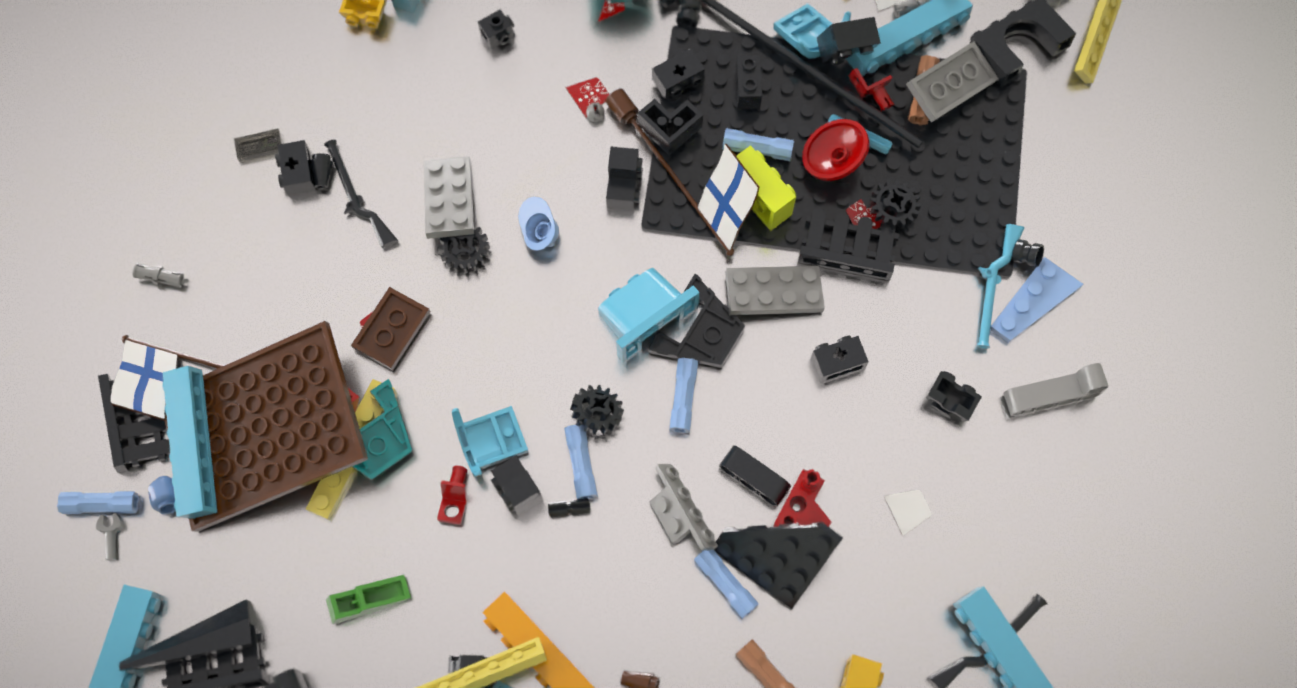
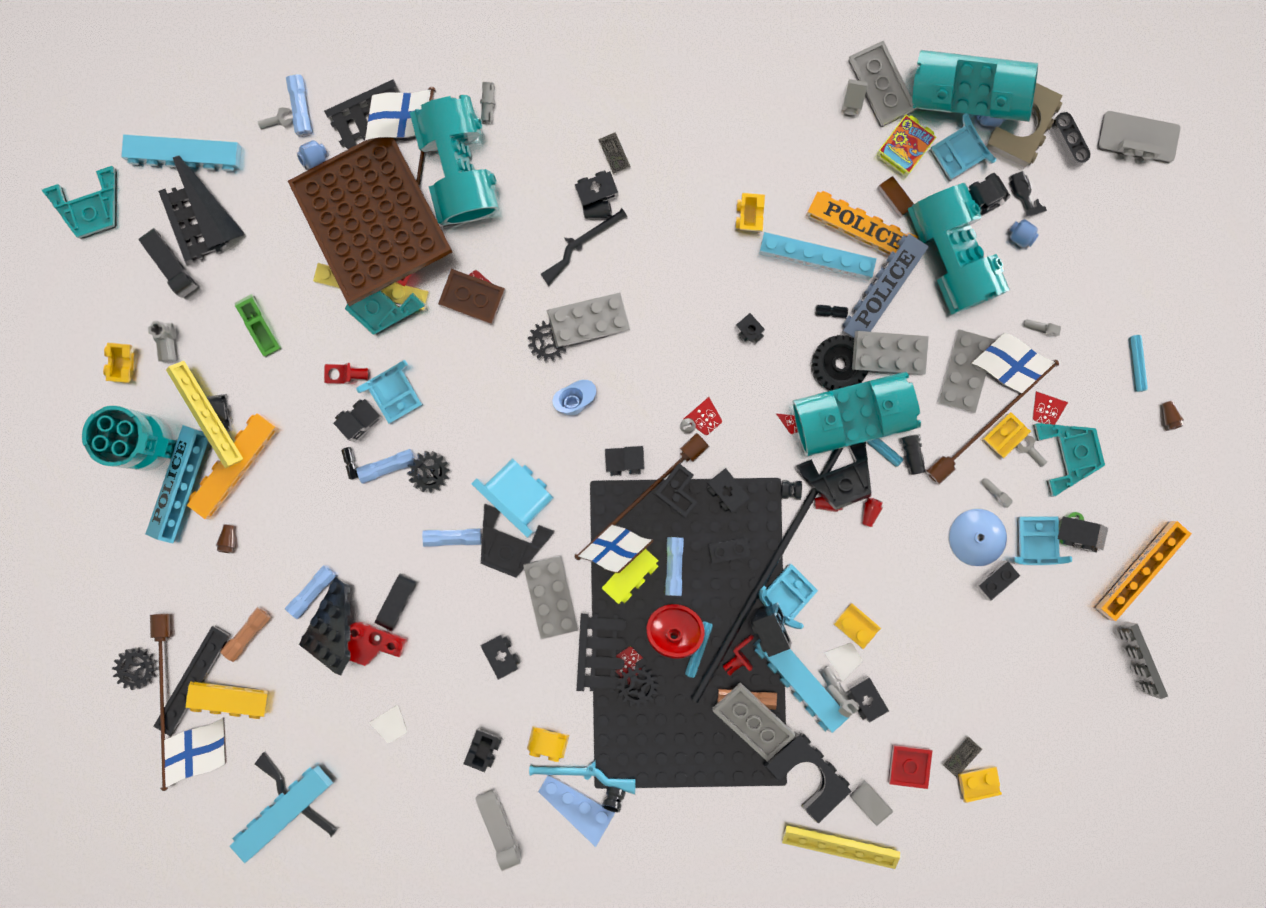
camera: 85 degrees right, 15 degrees up
(174, 314) = (447, 127): none -> teal cylinder
(189, 442) = (349, 164): medium azure brick -> none
(678, 510) = (358, 548): light grey bracket -> none
(951, 323) = (547, 744): none -> yellow cylinder

